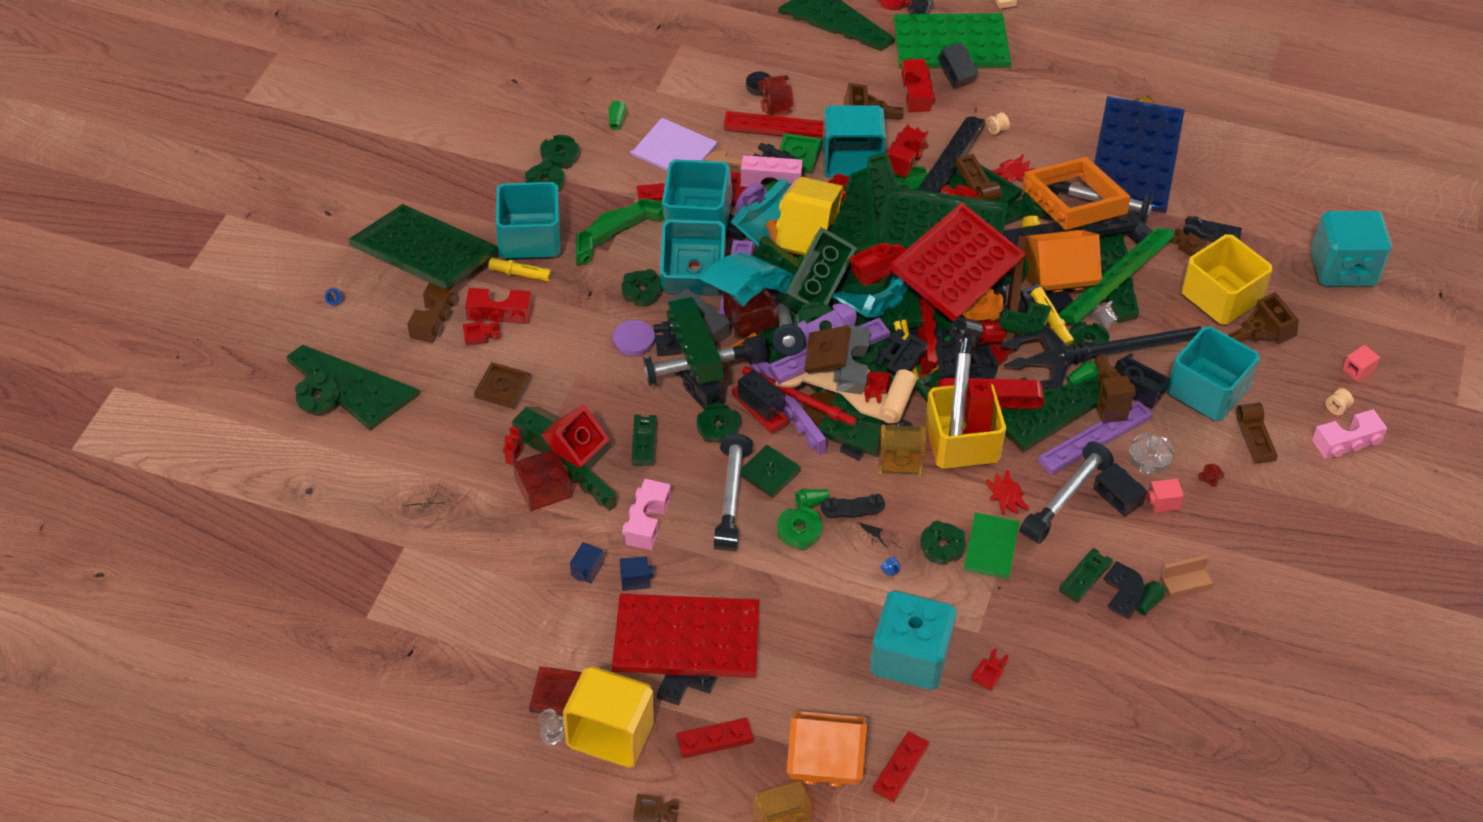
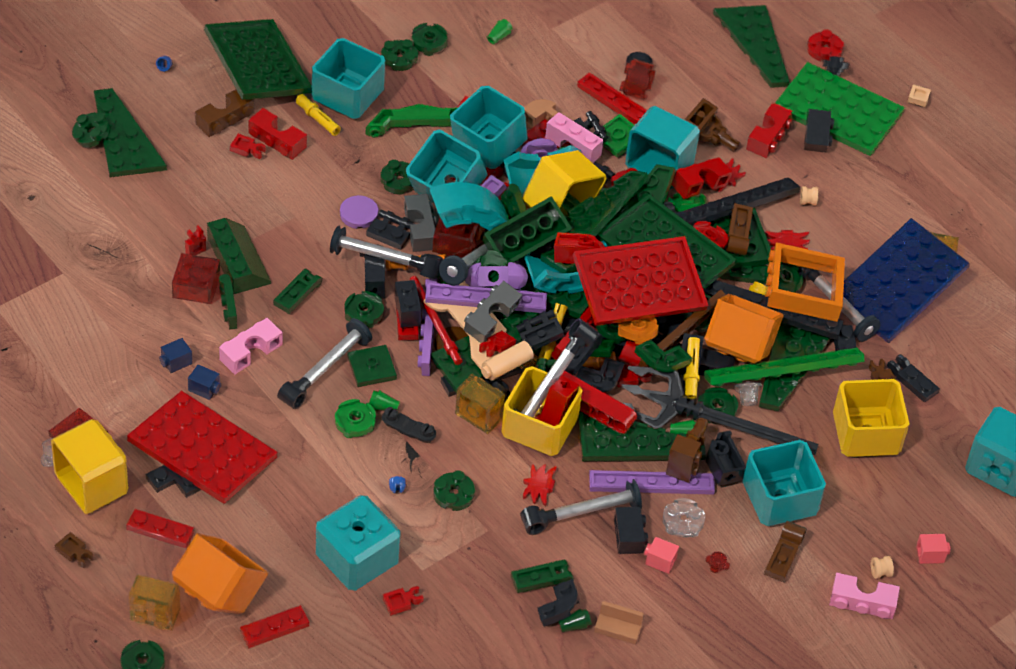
camera: 30 degrees right, 0 degrees up
(502, 385) = (229, 194): reddish brown plate -> none
(576, 436) = (237, 257): red slope -> none
(671, 142) = (524, 79): lavender piece -> none
(694, 340) = (386, 233): dark green brick -> none
(827, 349) = (476, 293): reddish brown plate -> none
(991, 546) = (489, 514): green tile -> none
(1269, 322) = (879, 473): reddish brown brick -> none

